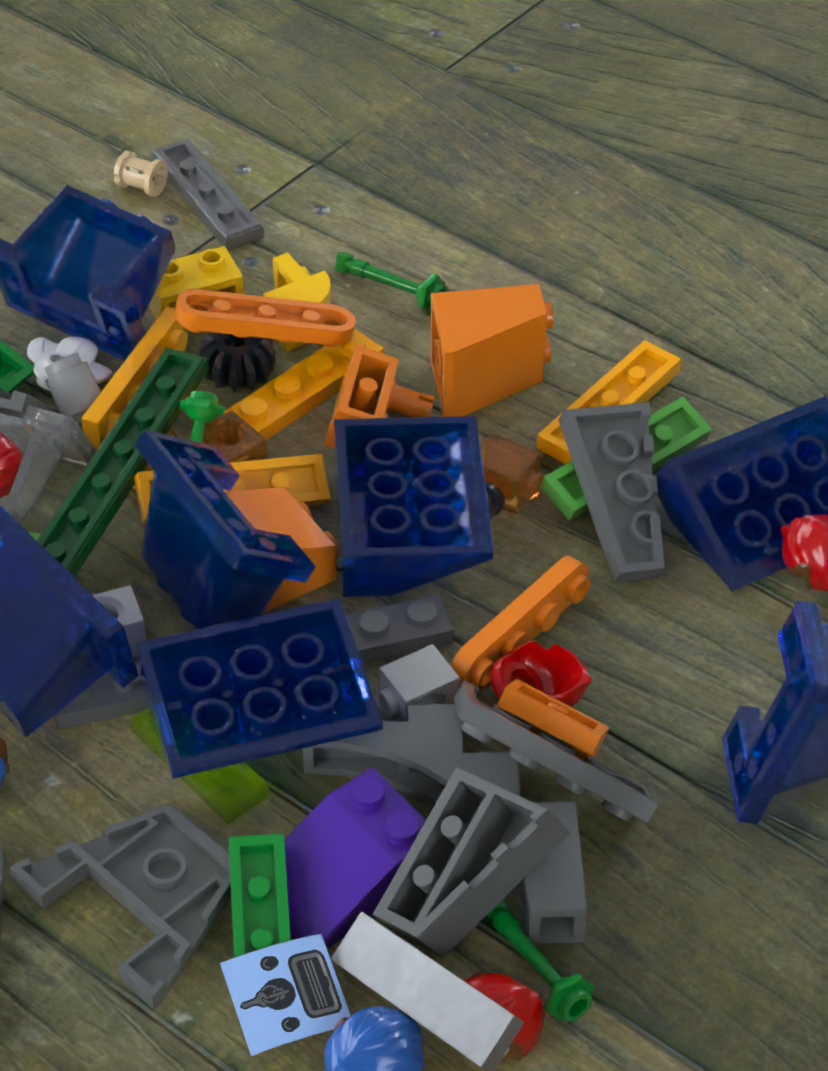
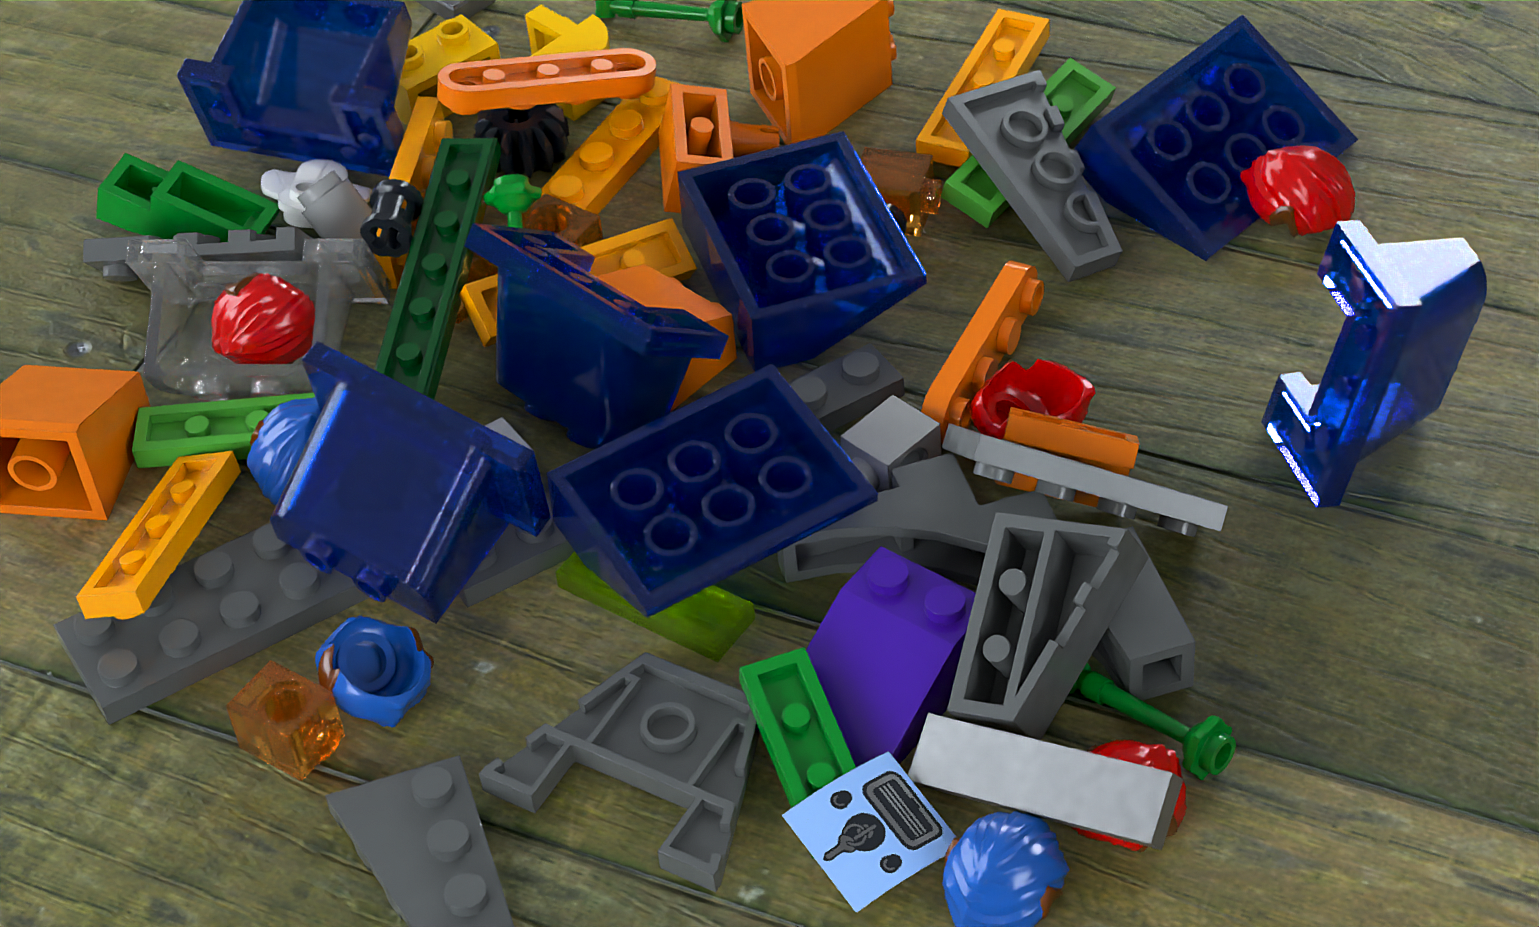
camera: 10 degrees left, 0 degrees up
(104, 403) = (388, 215): none -> black bush

